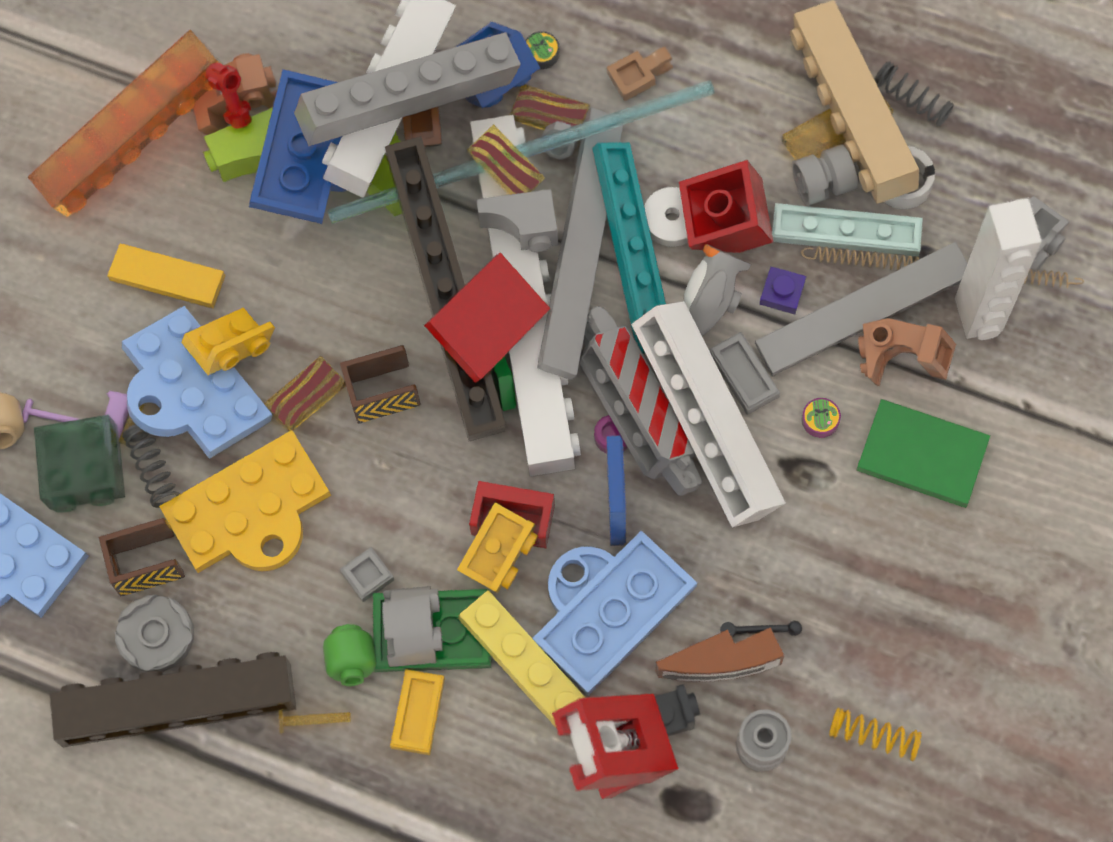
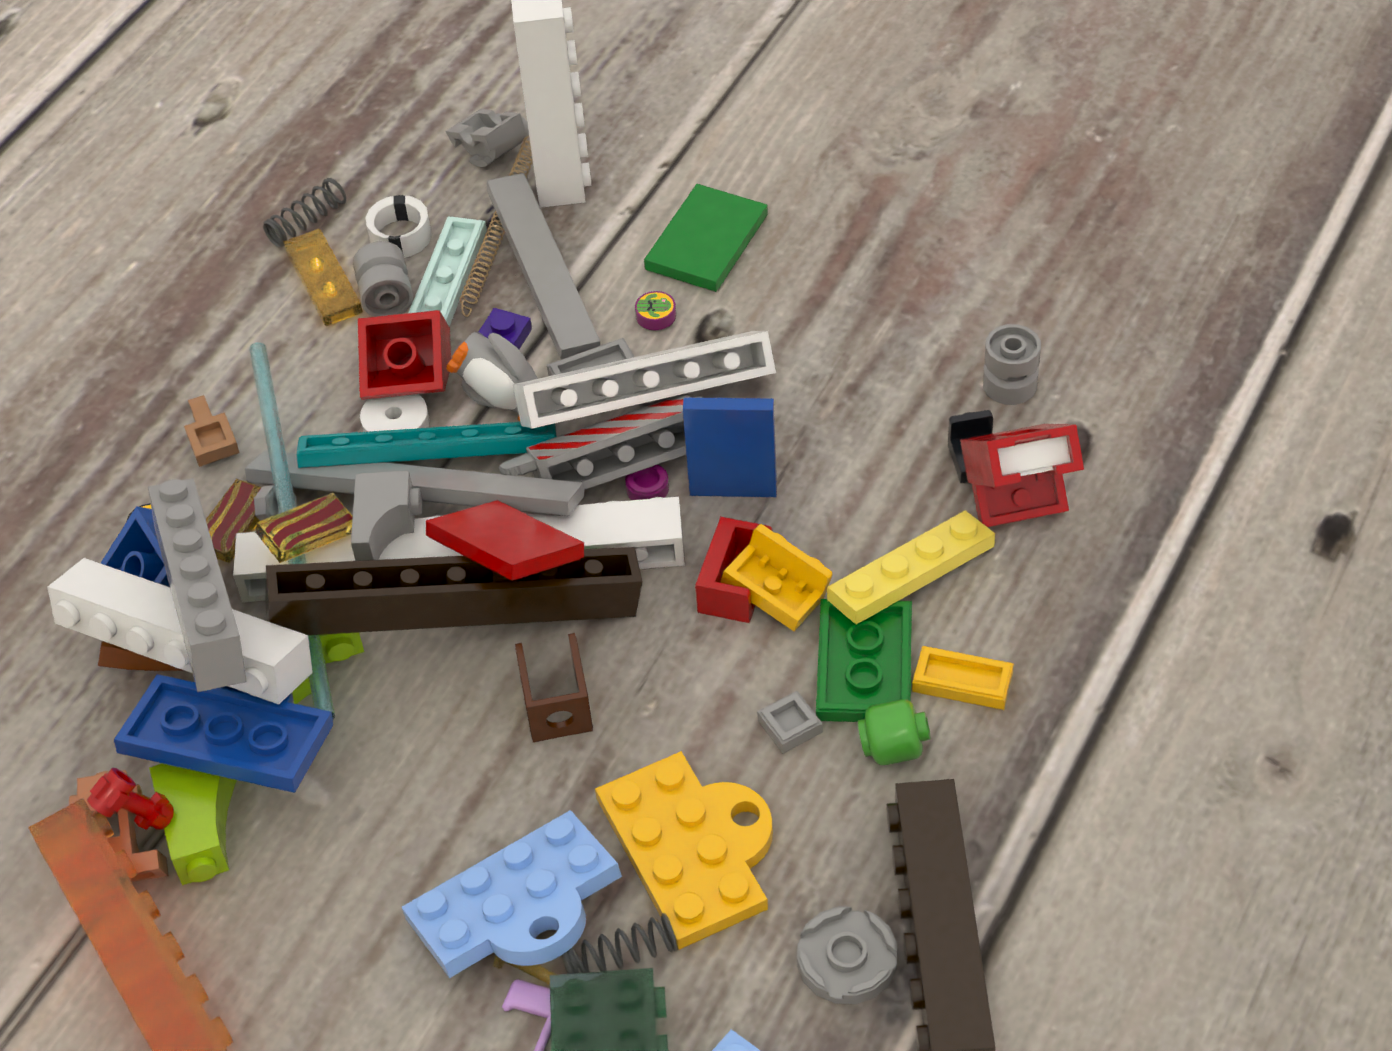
camera: 85 degrees left, 20 degrees down
(131, 539) = (734, 984): reddish brown piece -> none
(166, 275) = (350, 934): yellow tile -> none
(227, 341) = (469, 845): yellow bracket -> none
(305, 394) = (547, 777): tile -> none
(312, 719) = (970, 810): clear yellow pin -> none
(410, 625) = (861, 659): light grey cylinder -> none
(609, 608) = (852, 491): light blue plate -> none
(722, 659) = (916, 395): dark orange slope -> none
(793, 628) = (883, 399): black hinge -> none
(840, 715) = (1000, 312): yellow piece -> none
(855, 102) = (302, 243): tan brick -> none
(929, 343) = (601, 204): nougat tile -> none

